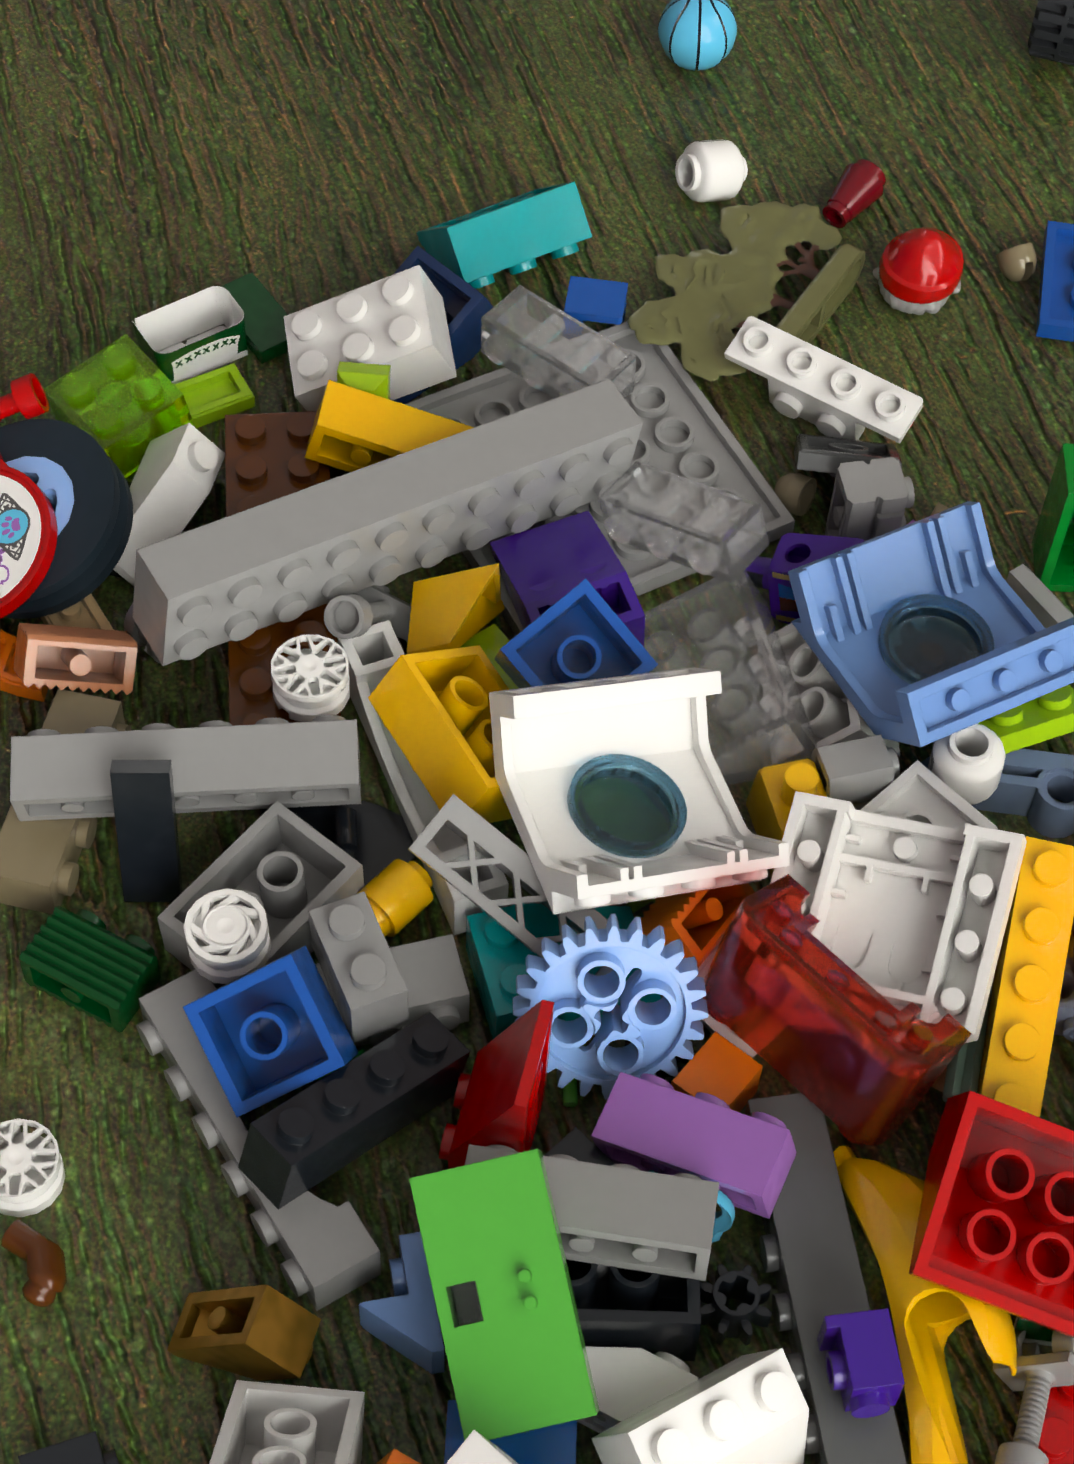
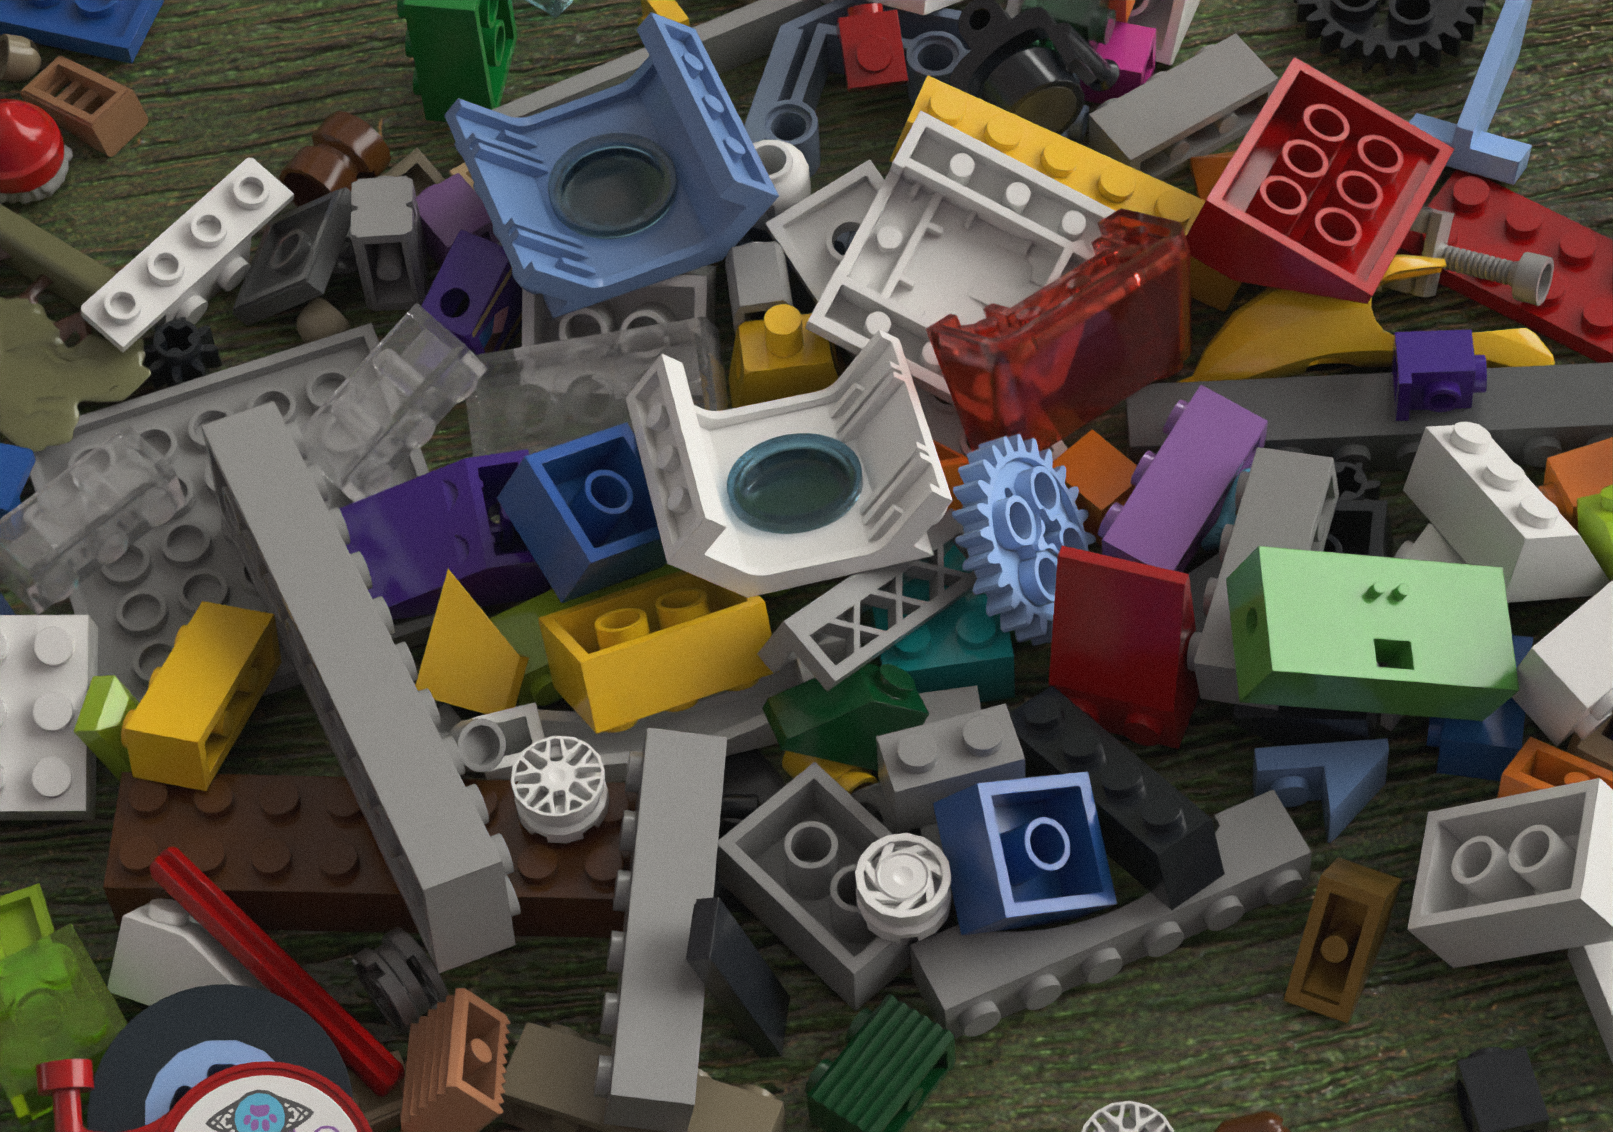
camera: 75 degrees left, 0 degrees up
(159, 525) = (275, 968): none -> red axle
(410, 897) = (847, 718): none -> dark green slope
(742, 404) = (181, 353): none -> black gear
(948, 473) = (341, 154): none -> reddish brown wheel
(981, 319) = (90, 108): none -> medium nougat slope

